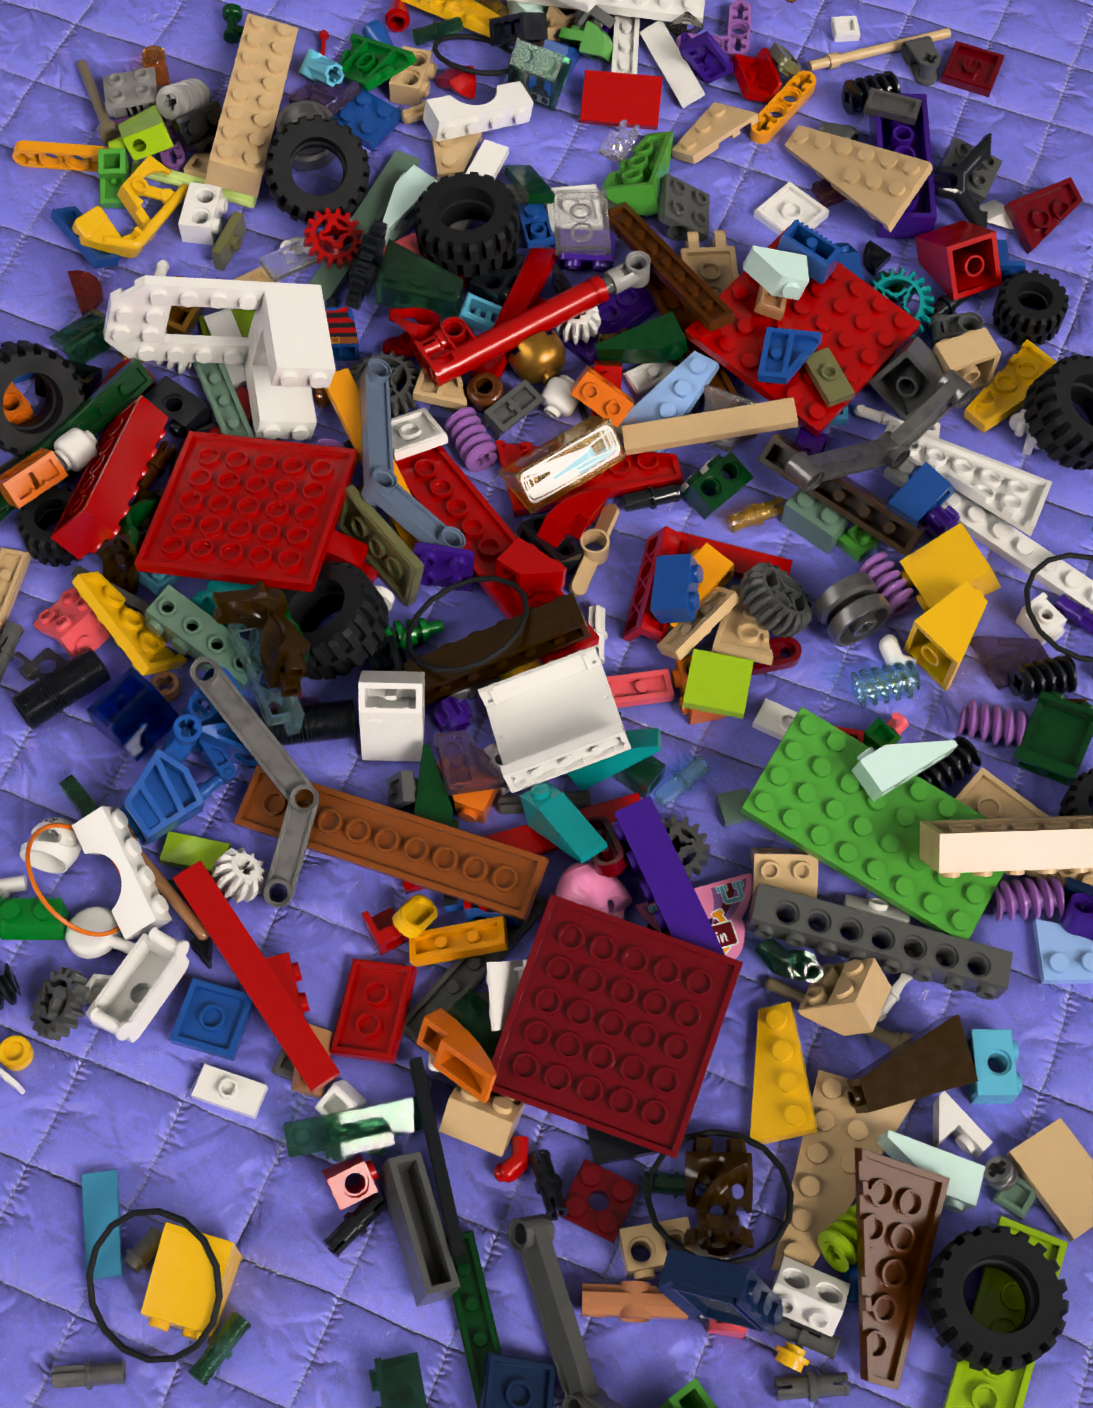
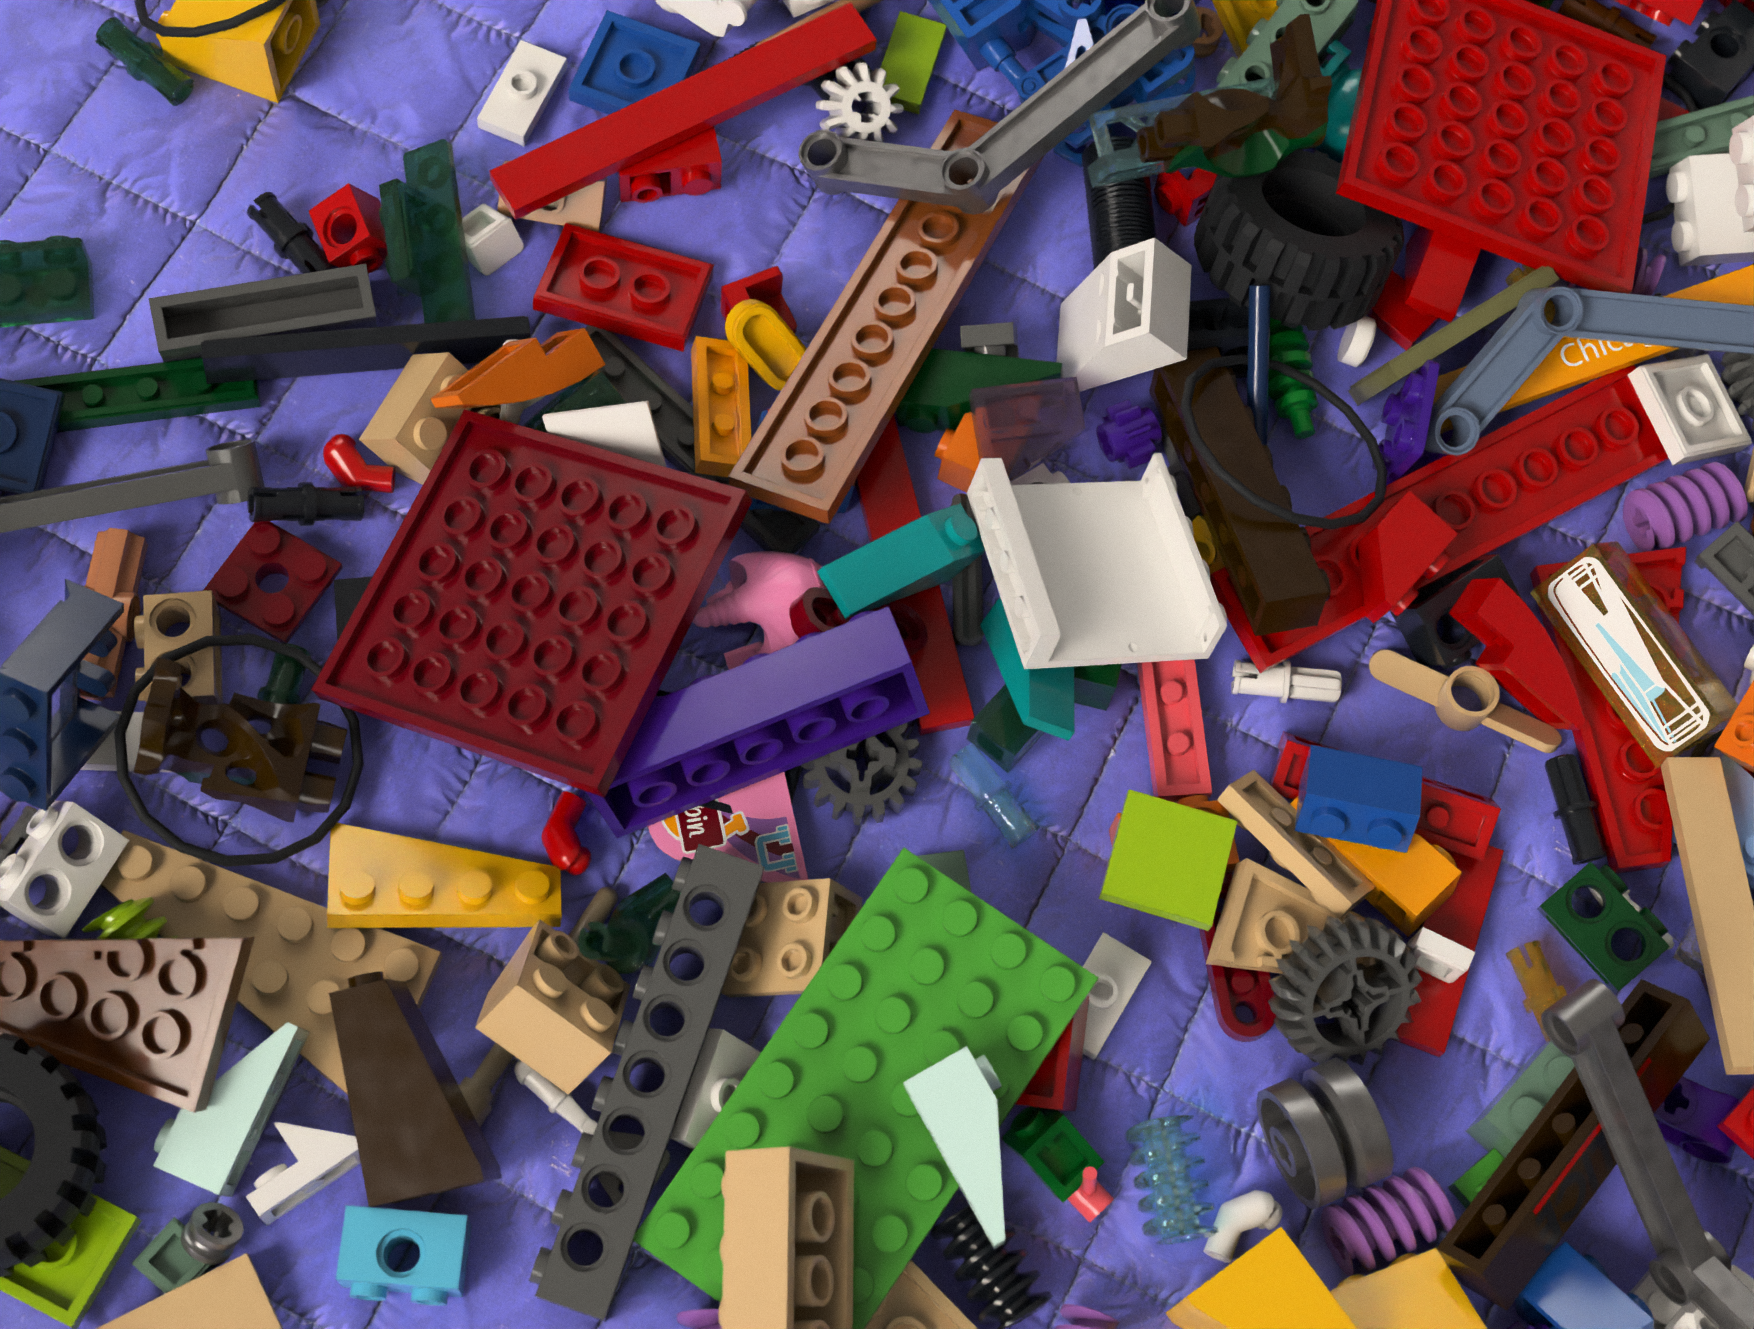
camera: 85 degrees right, 5 degrees up
(408, 638) = (1259, 357): none -> dark blue bar
(743, 1009) = (561, 838): none -> red arm
(748, 557) = (1439, 955): none -> white tile

